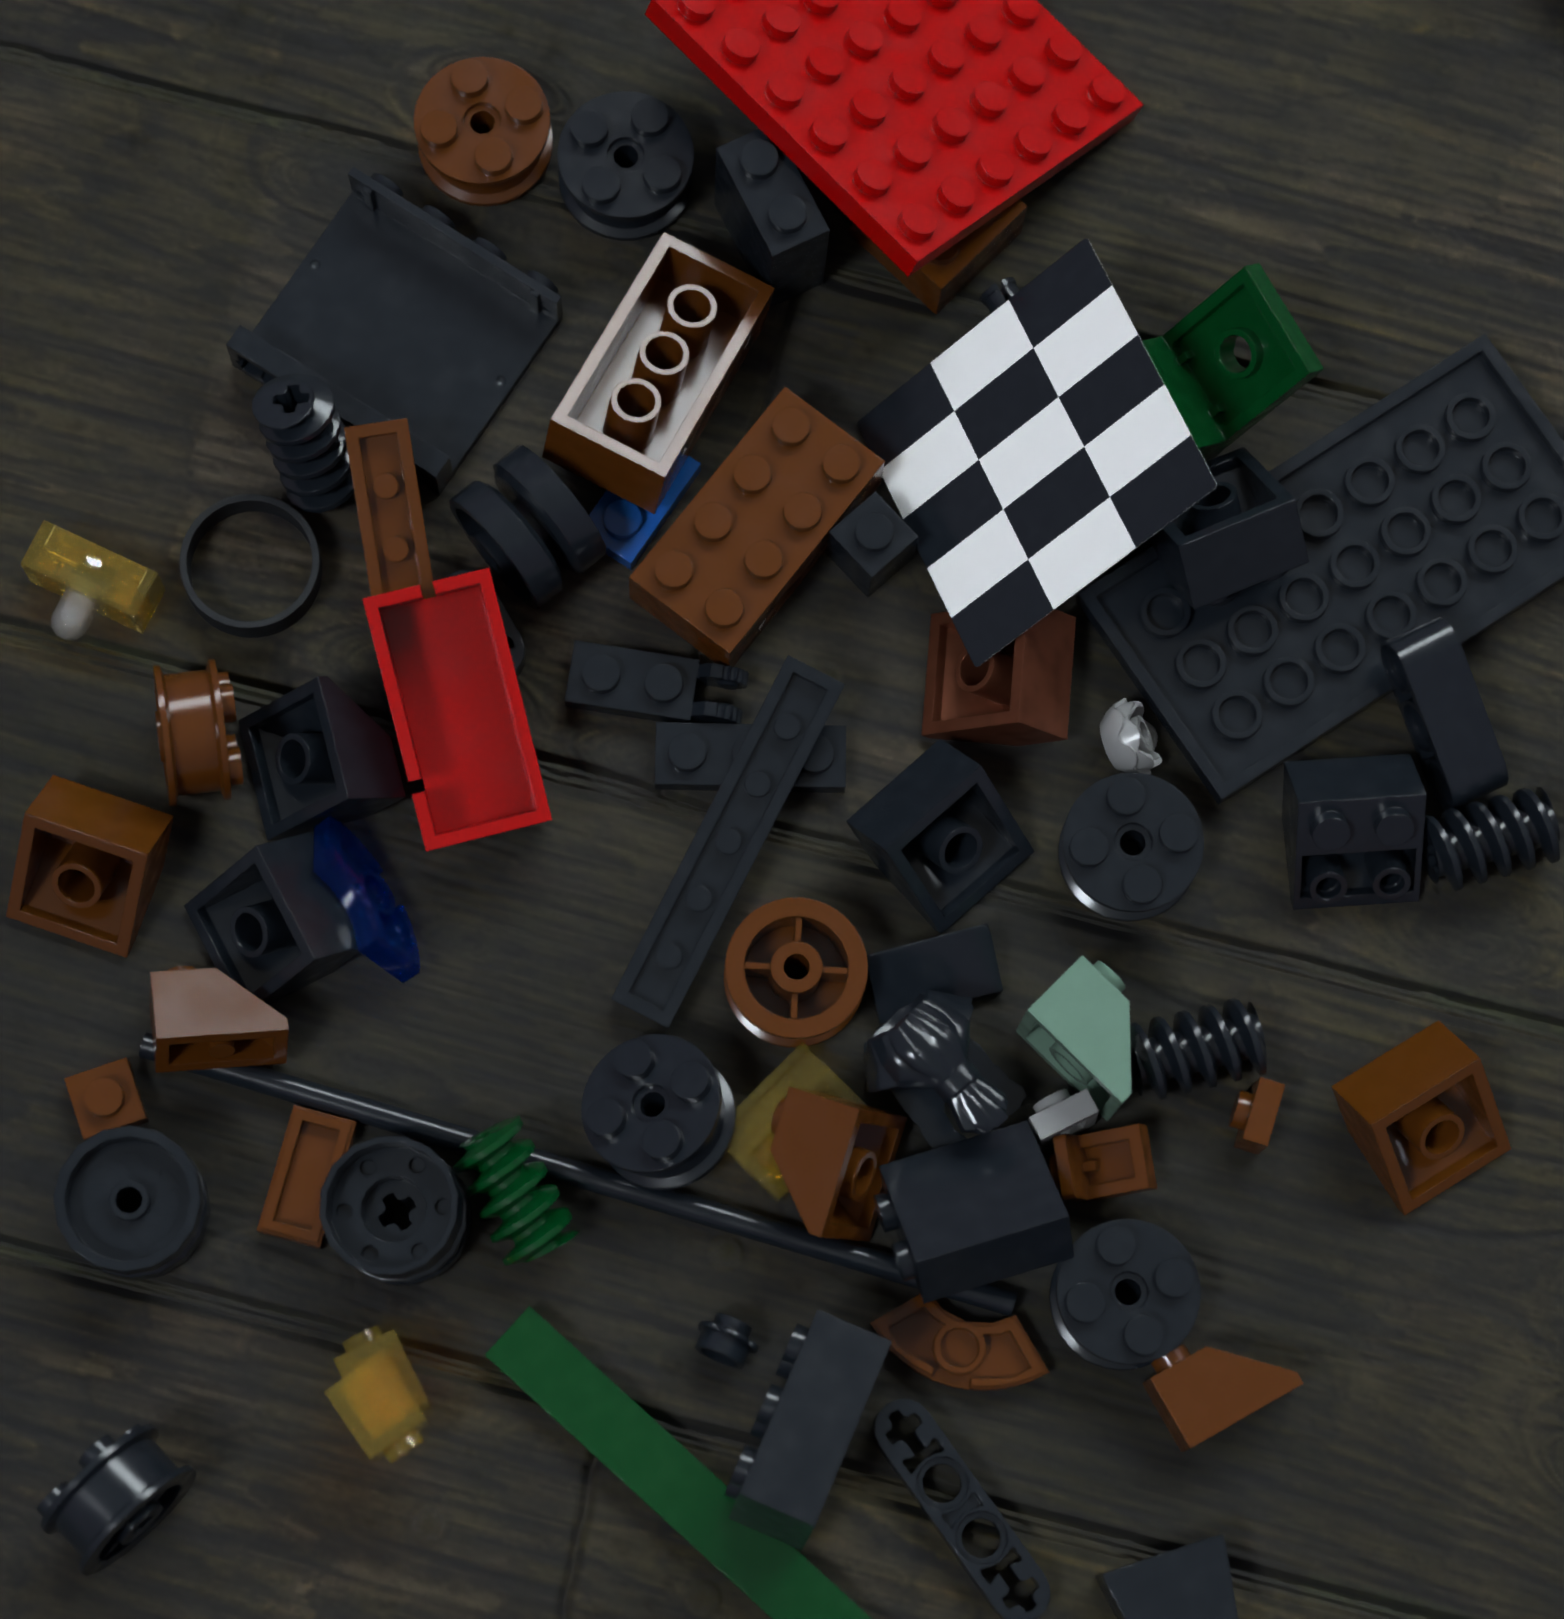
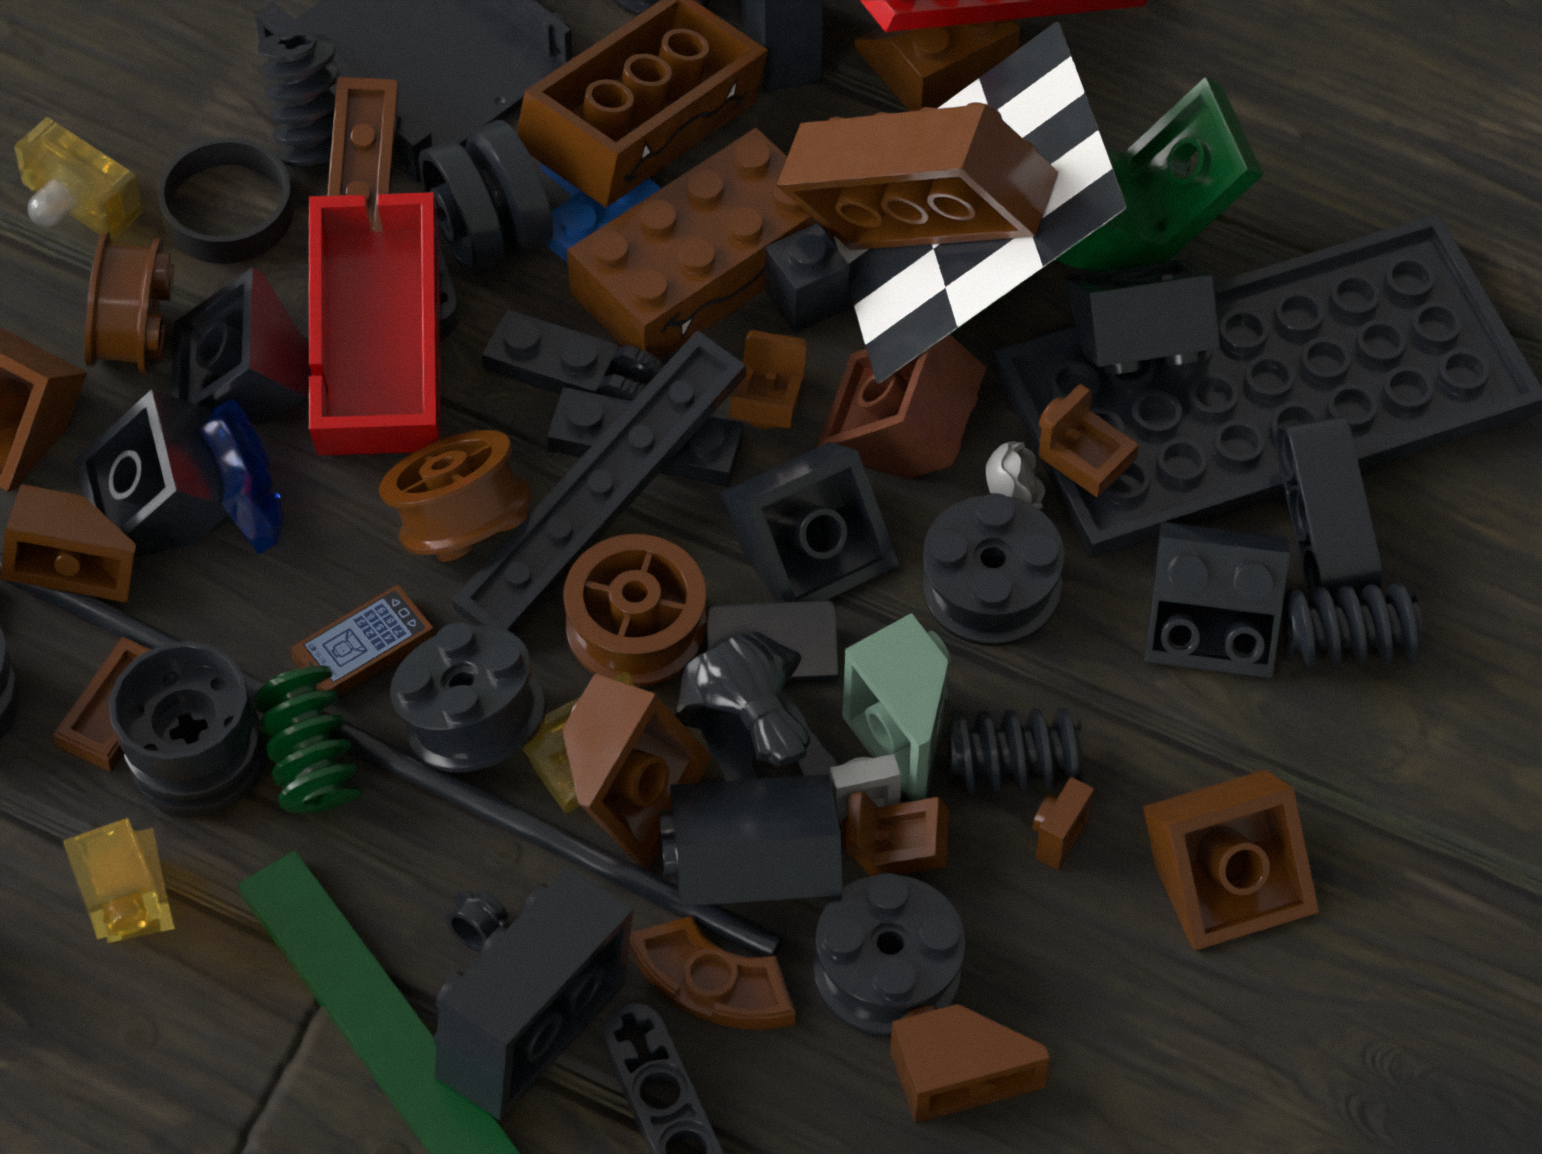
camera: 20 degrees right, 20 degrees down
(531, 1056) = (365, 640): none -> tile
(588, 886) = (456, 494): none -> reddish brown wheel
(865, 663) = (772, 380): none -> reddish brown bracket
(983, 452) = (918, 177): none -> reddish brown brick
(1197, 698) = (1084, 443): none -> reddish brown bracket

